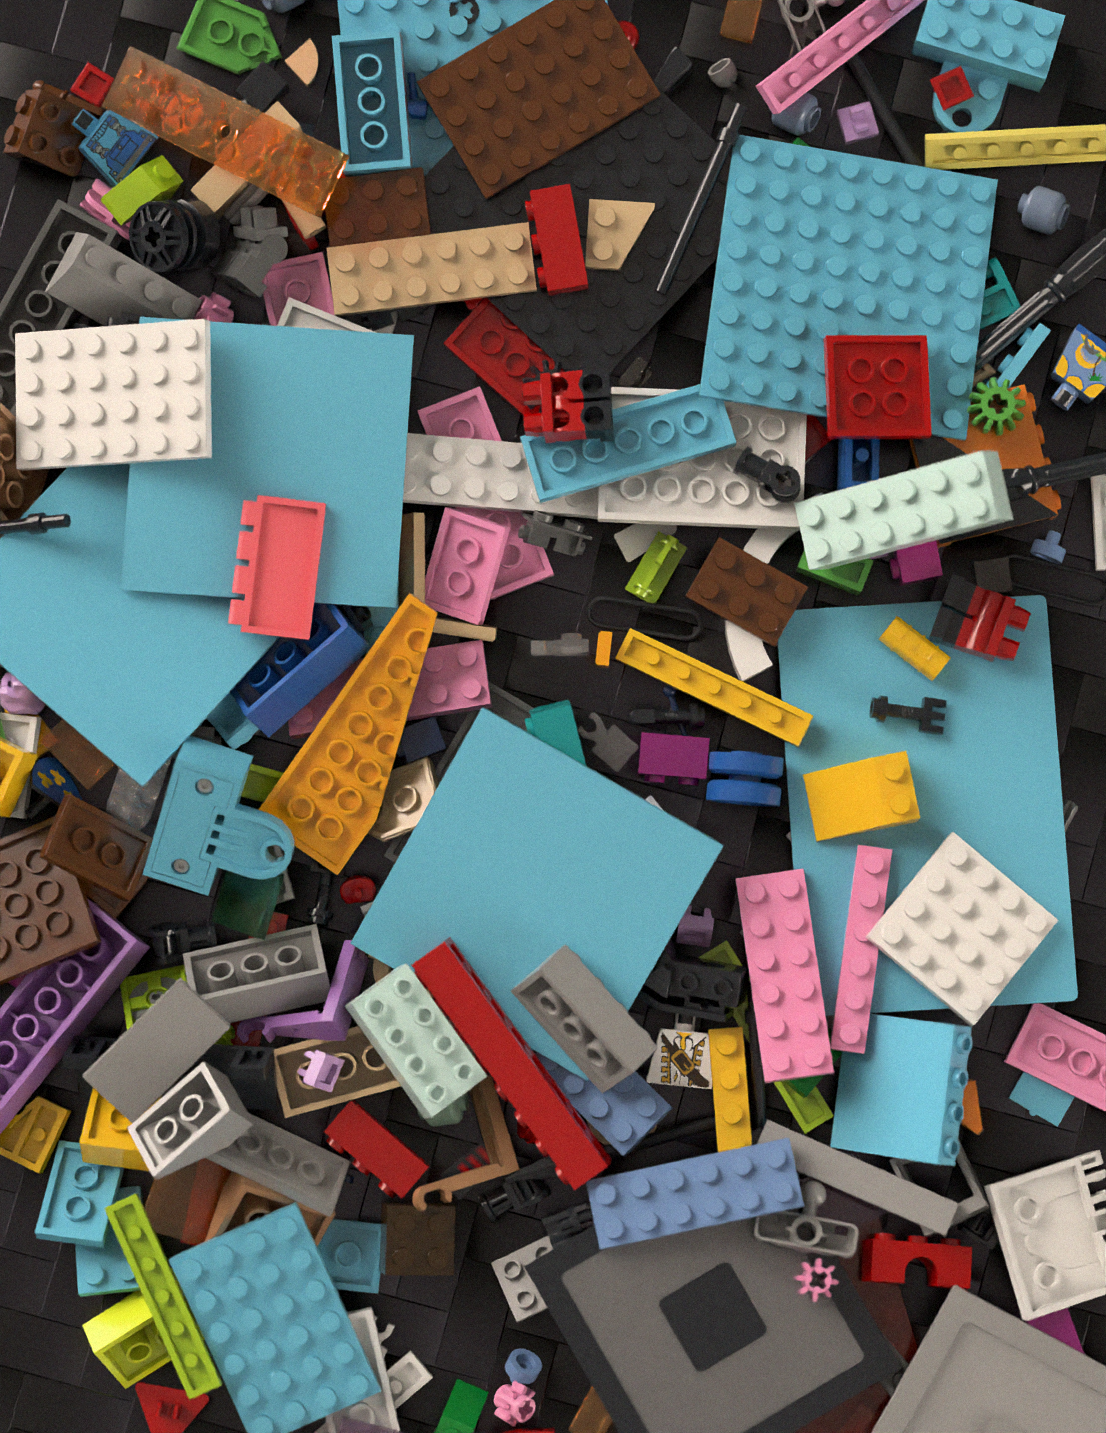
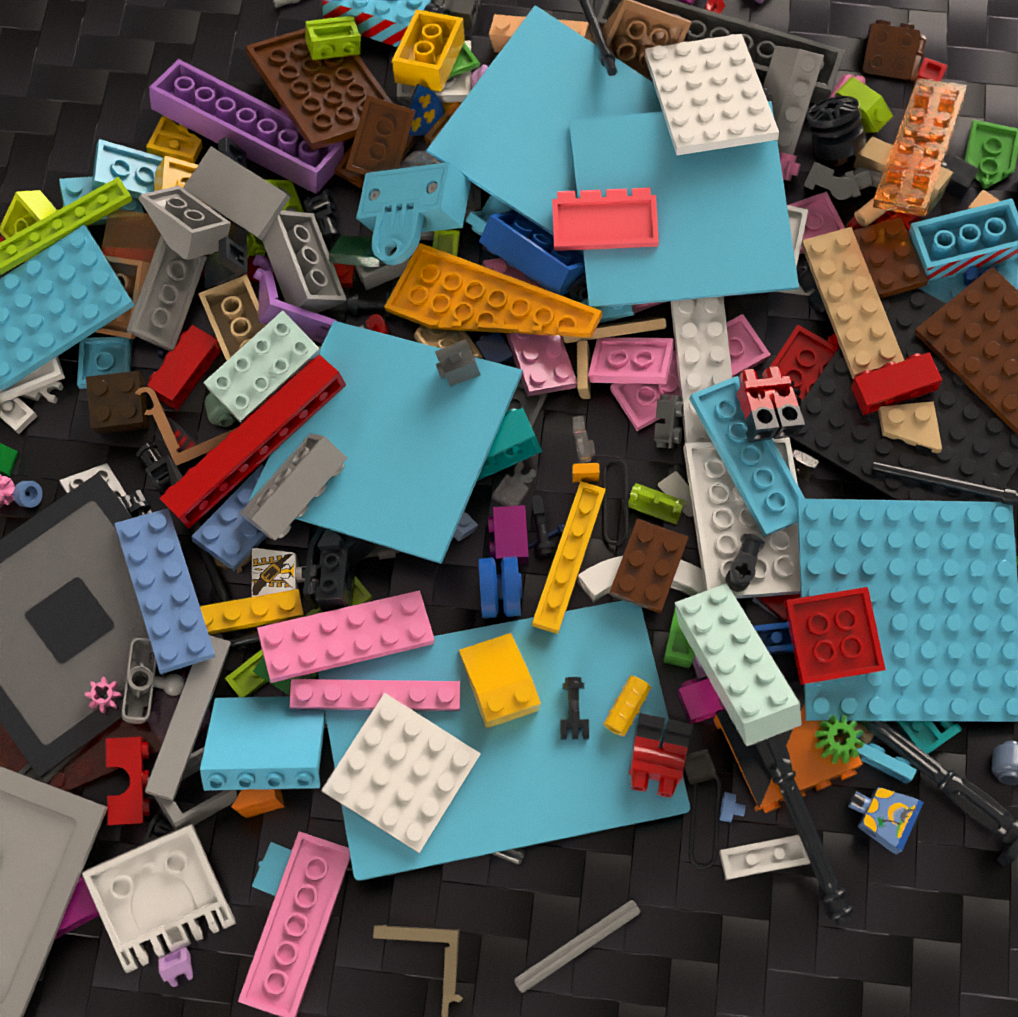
camera: 80 degrees right, 15 degrees down
(113, 143) = (895, 83): torso -> none
(322, 1070) = (233, 308): lavender tile -> none
(461, 788) = (457, 363): none -> dark grey brick
(695, 929) = (377, 571): lavender tile -> none

